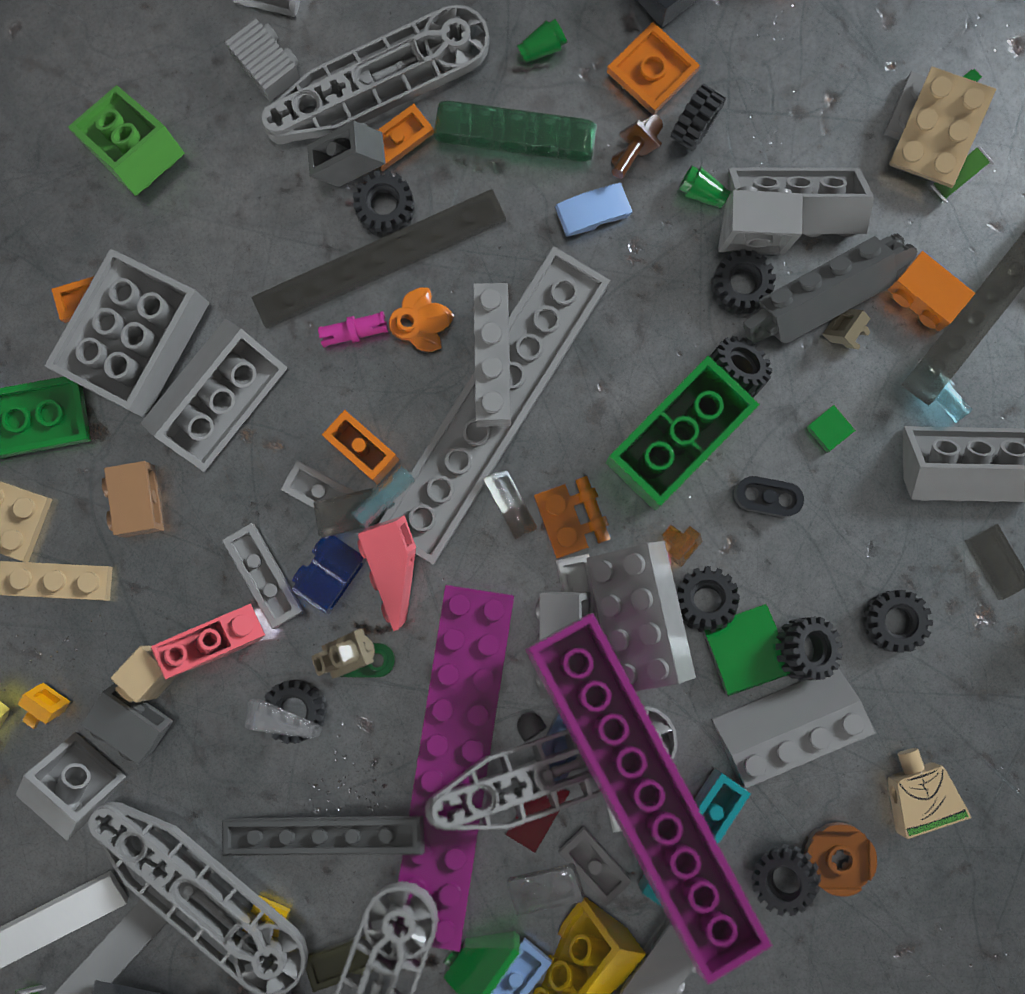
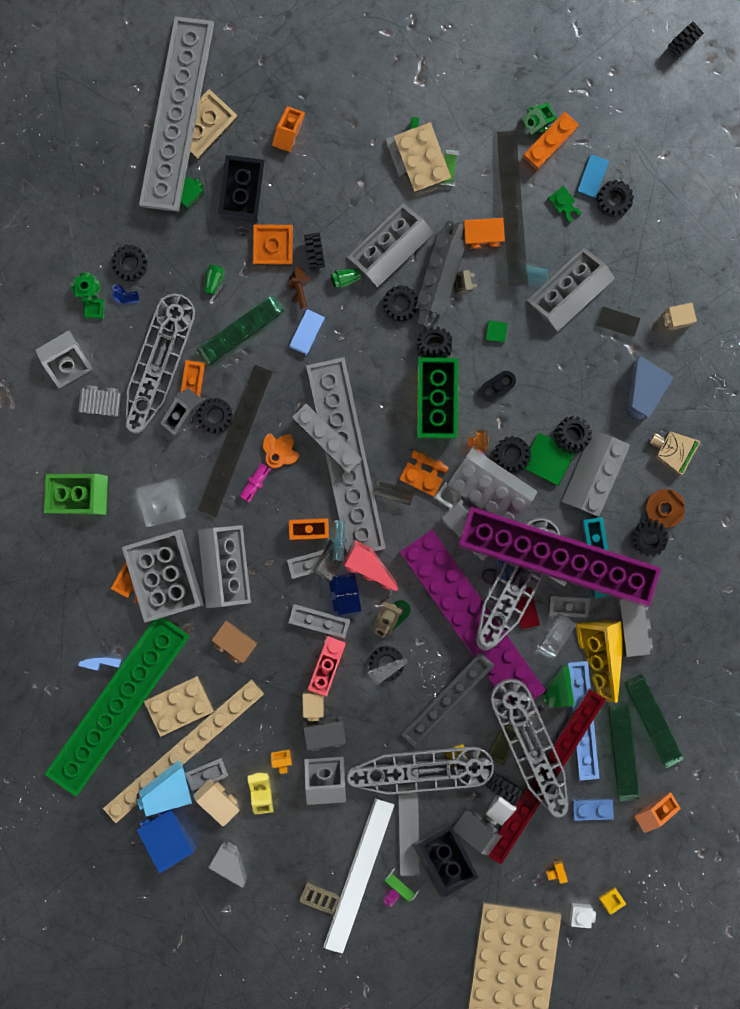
camera: 45 degrees left, 5 degrees up
(215, 243) = (160, 502): none -> clear slope
(761, 221) = (385, 274): light grey slope -> none
(918, 621) = (610, 382): black tyre -> none
(965, 679) = (646, 388): none -> sand blue slope

